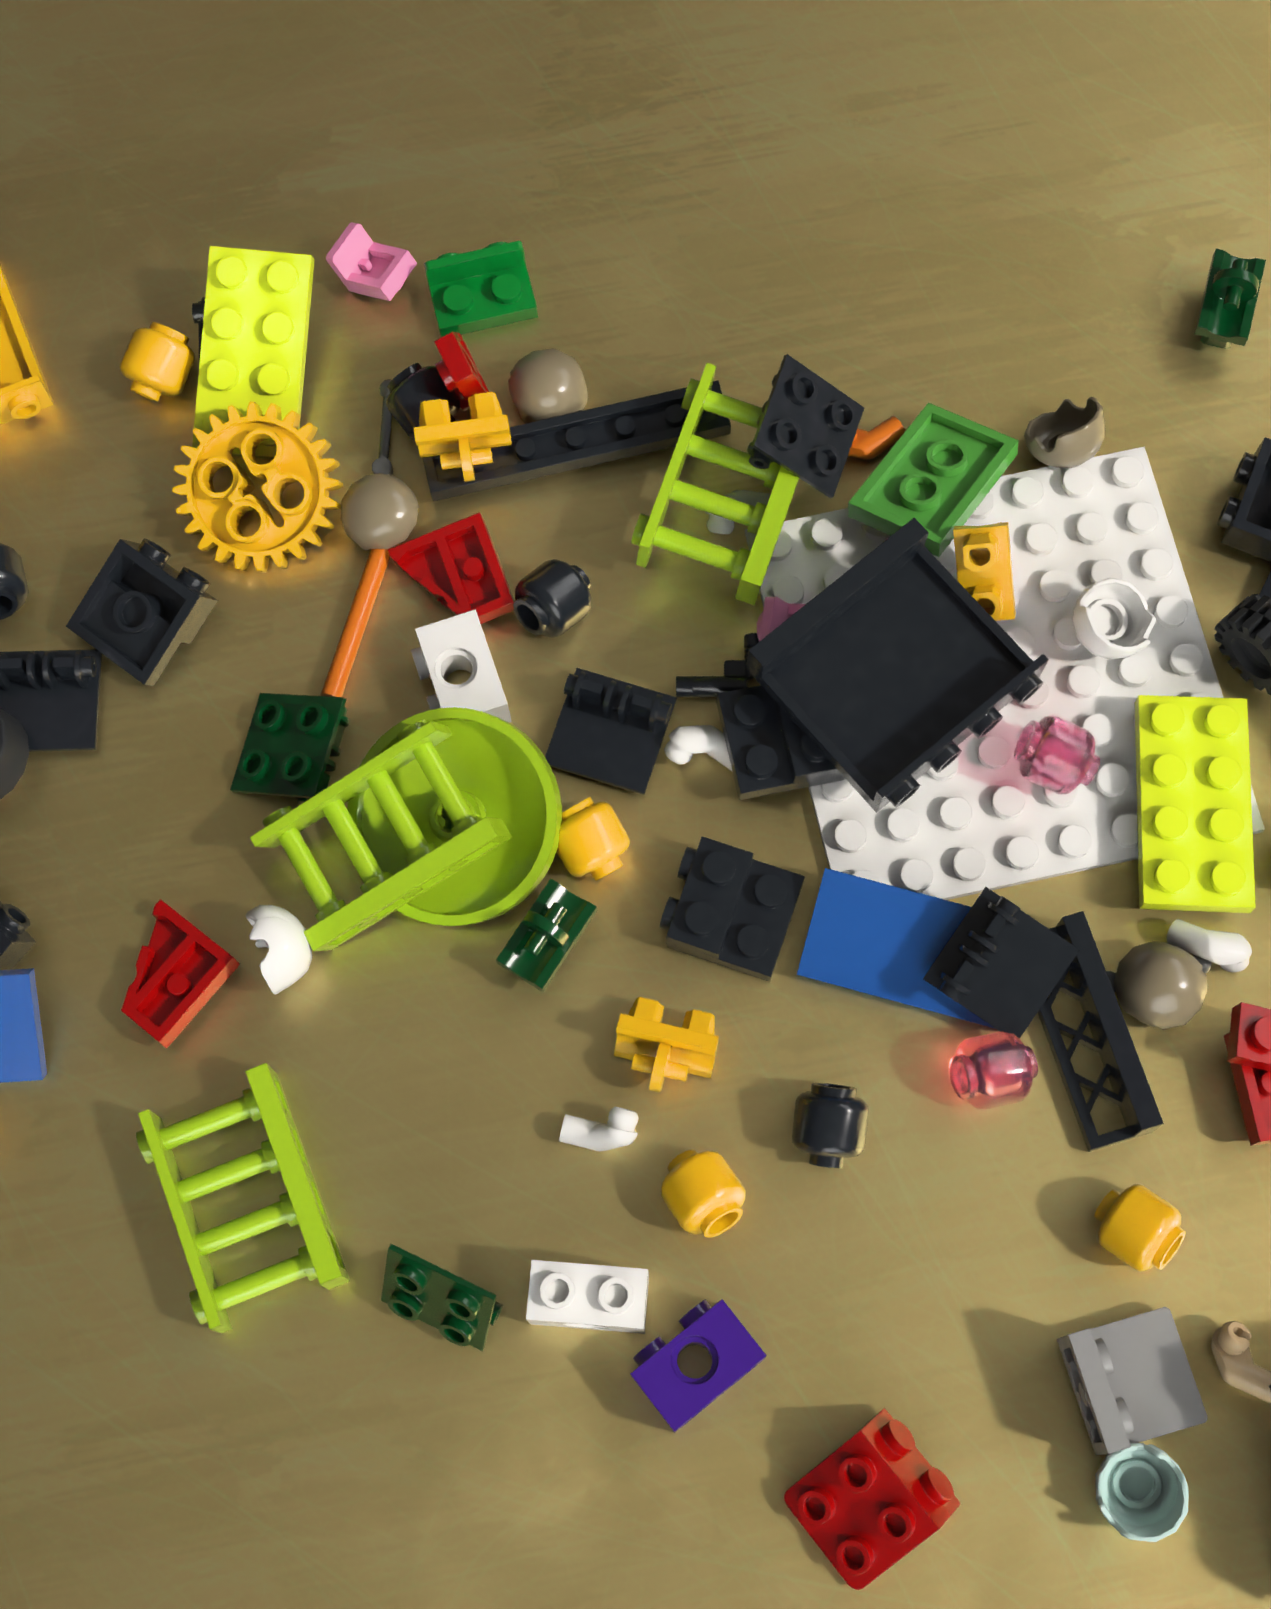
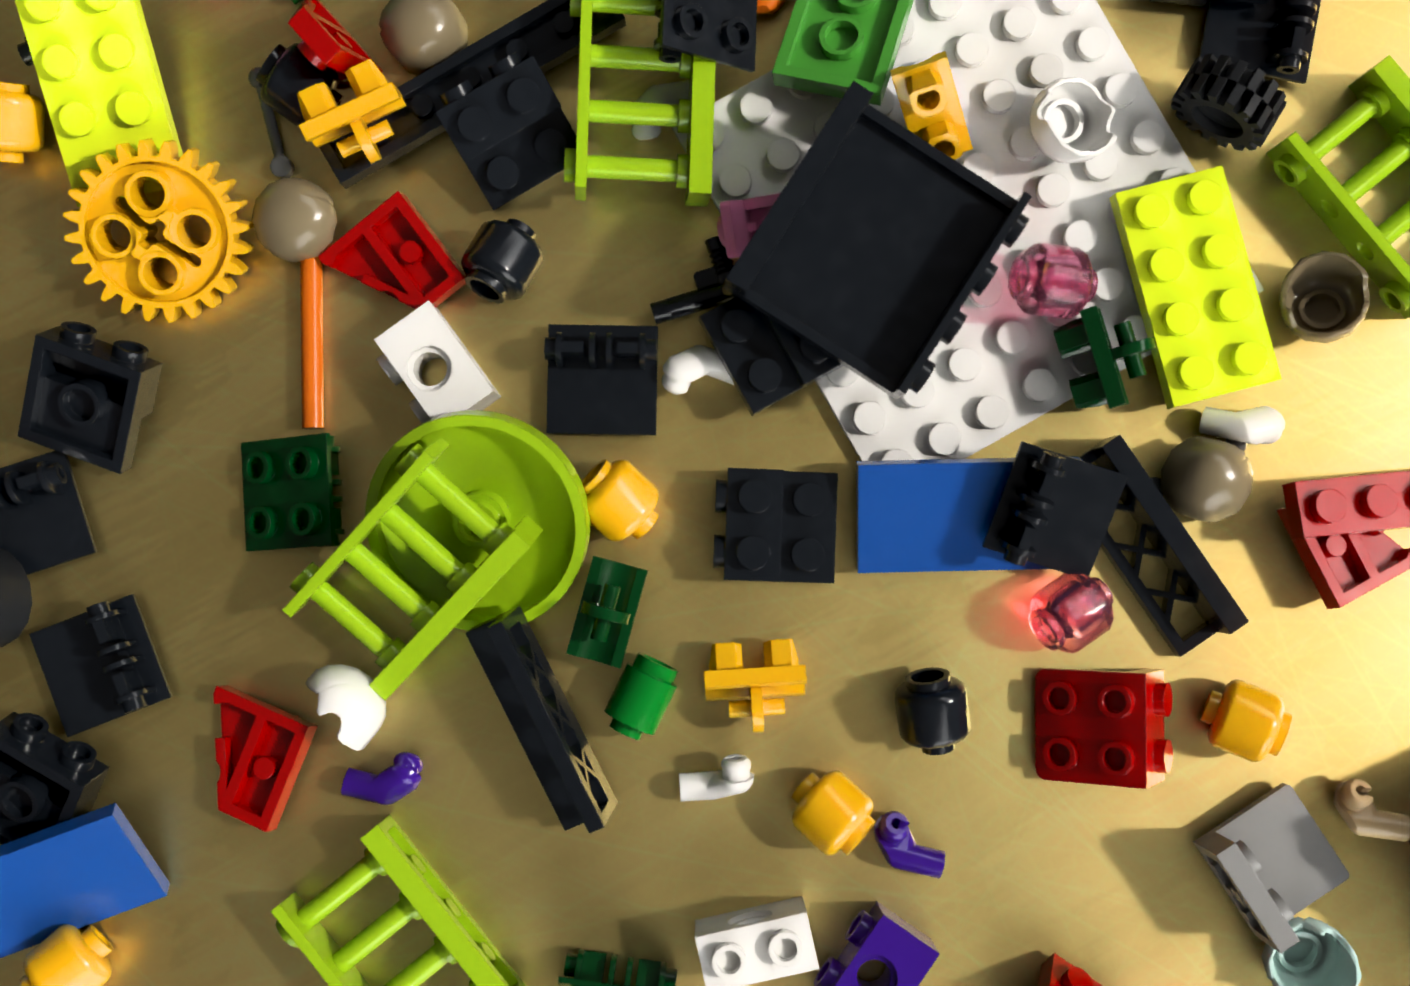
camera: 20 degrees left, 15 degrees up
(62, 850) = (100, 664): none -> black hinge
(285, 1040) = (388, 785): none -> dark purple arm
(452, 1017) = (543, 720): none -> black fence
(553, 1026) = (641, 696): none -> green brick
(594, 487) = (508, 128): none -> black plate
(760, 1252) = (901, 849): none -> dark purple arm
(996, 1190) = (1102, 727): none -> red bracket
(1081, 814) = (1089, 335): none -> dark green hips

